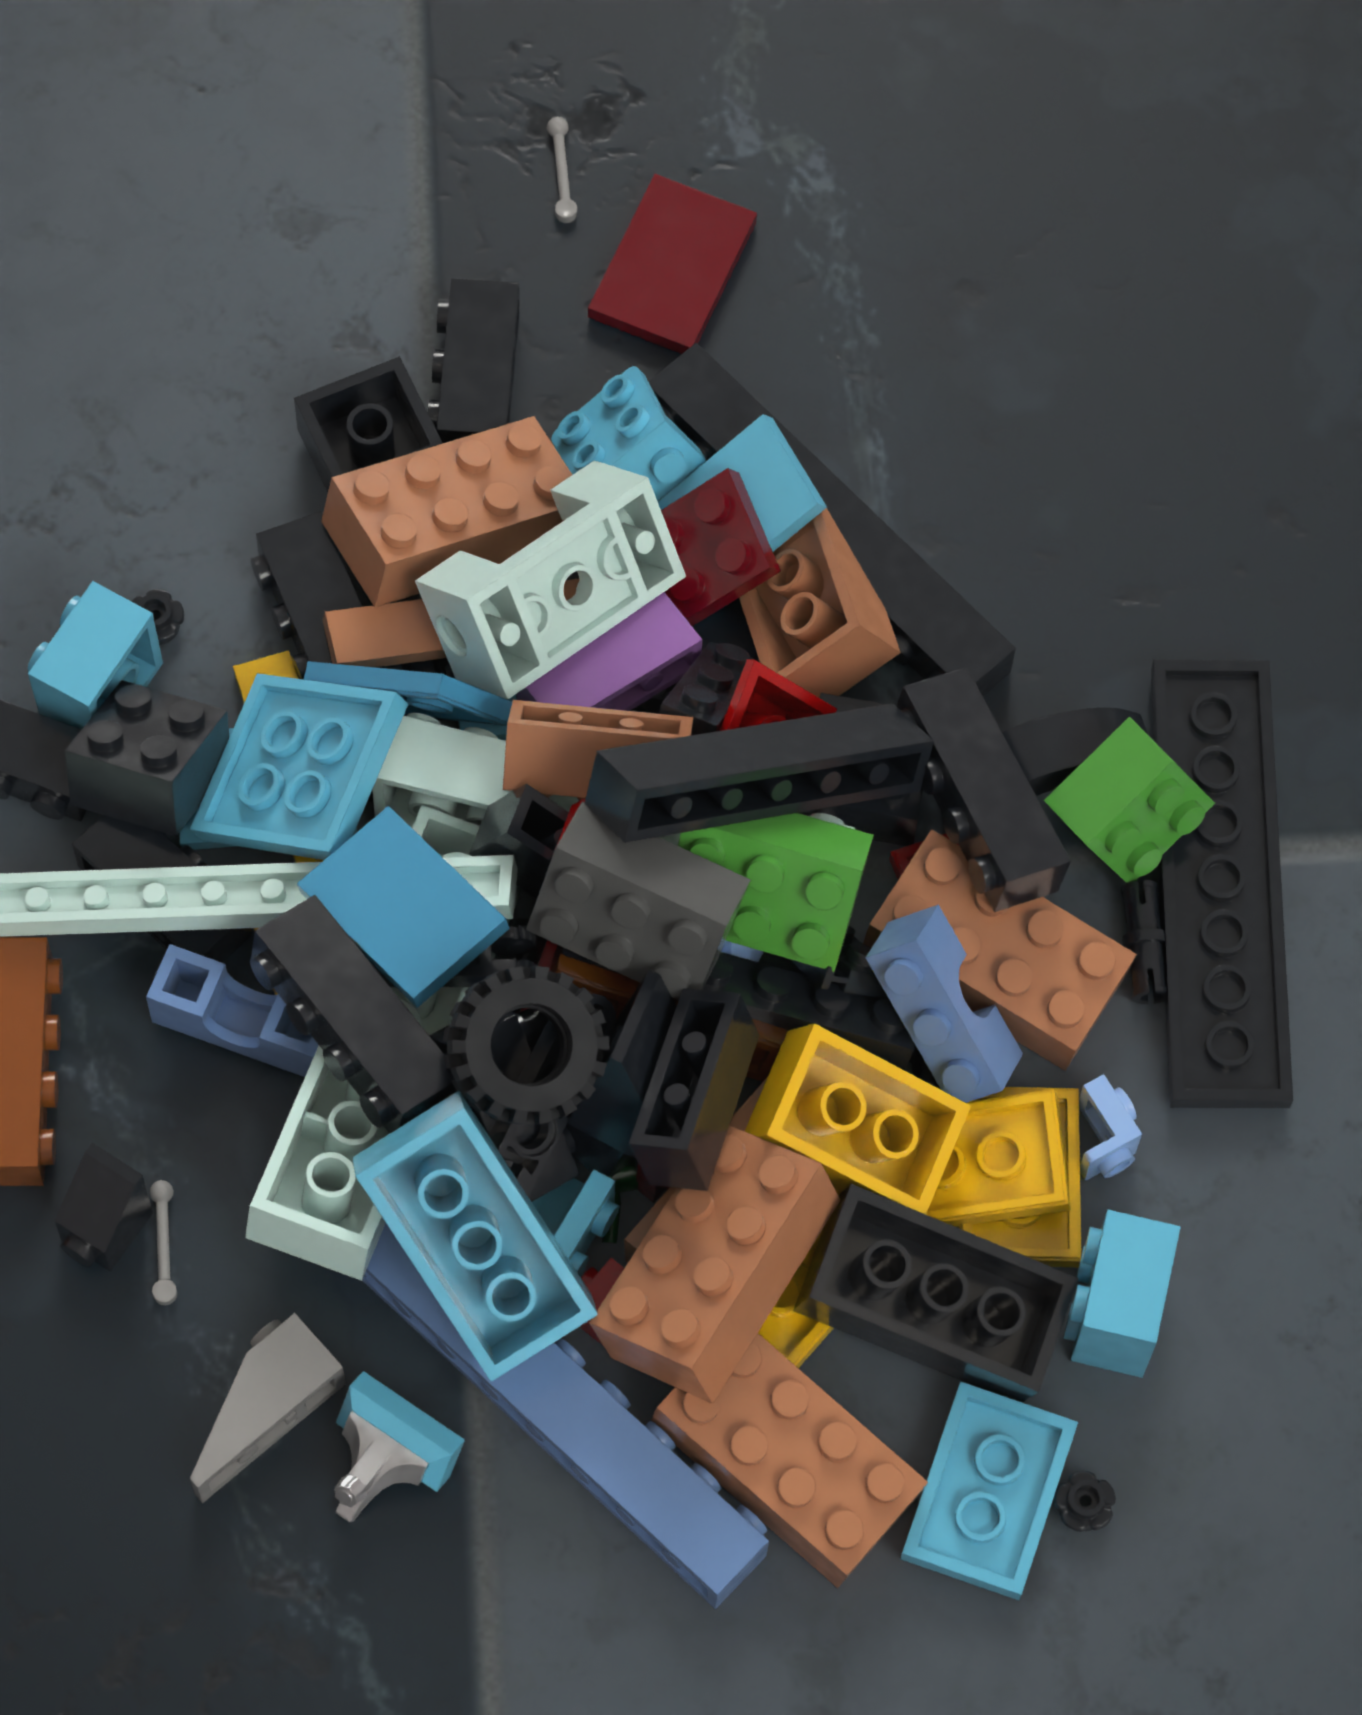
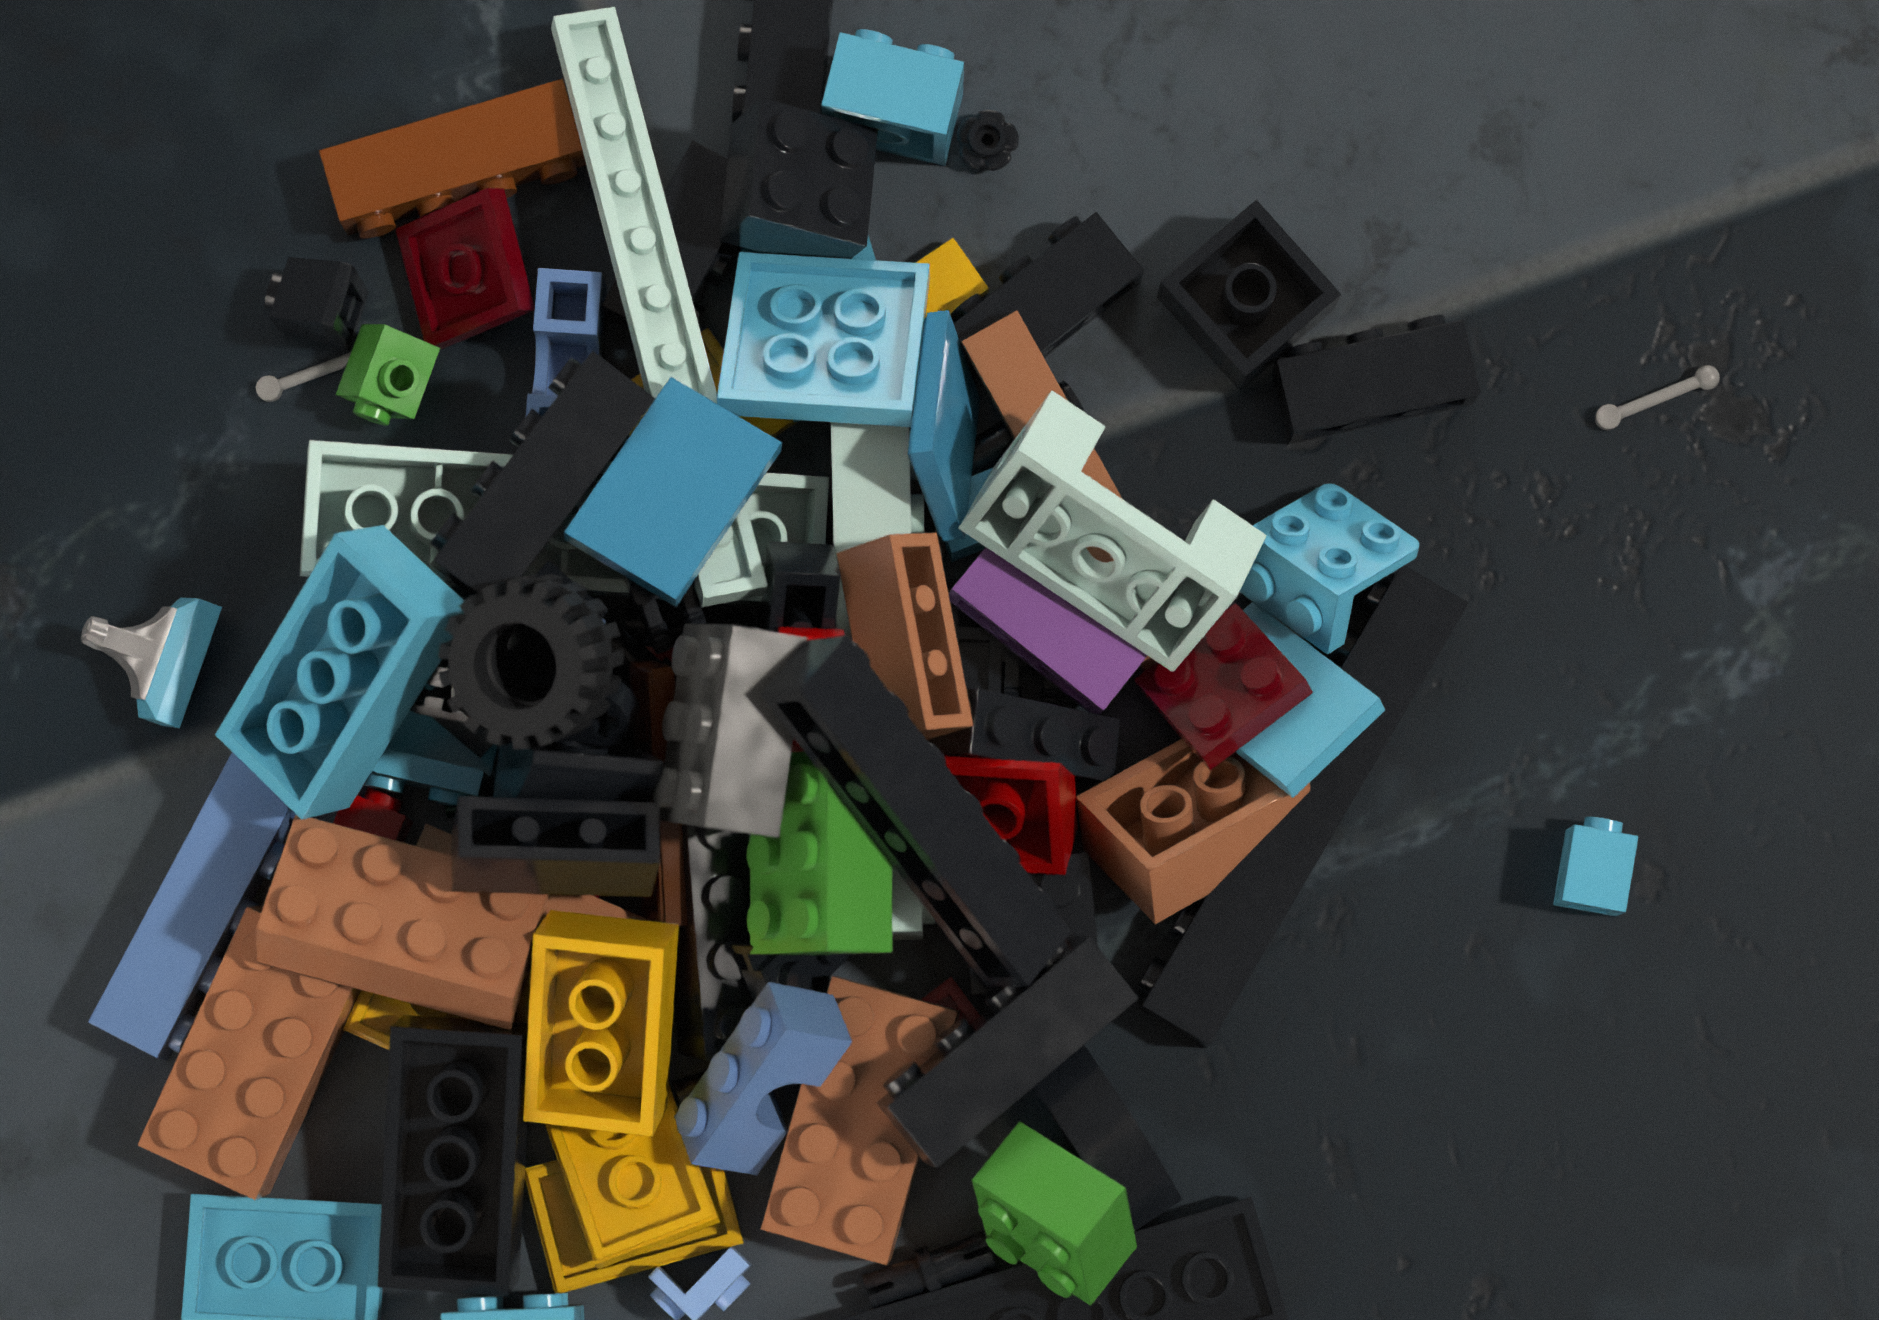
camera: 75 degrees right, 15 degrees up
(118, 1073) = (465, 268): none -> dark red plate
(192, 1169) = (387, 373): none -> bright green brick
(273, 1391) = (183, 522): light grey slope -> none
(464, 495) = (1179, 402): nougat brick -> none
(672, 264) = (1575, 551): dark red tile -> none
(949, 320) = (1596, 867): none -> medium azure brick

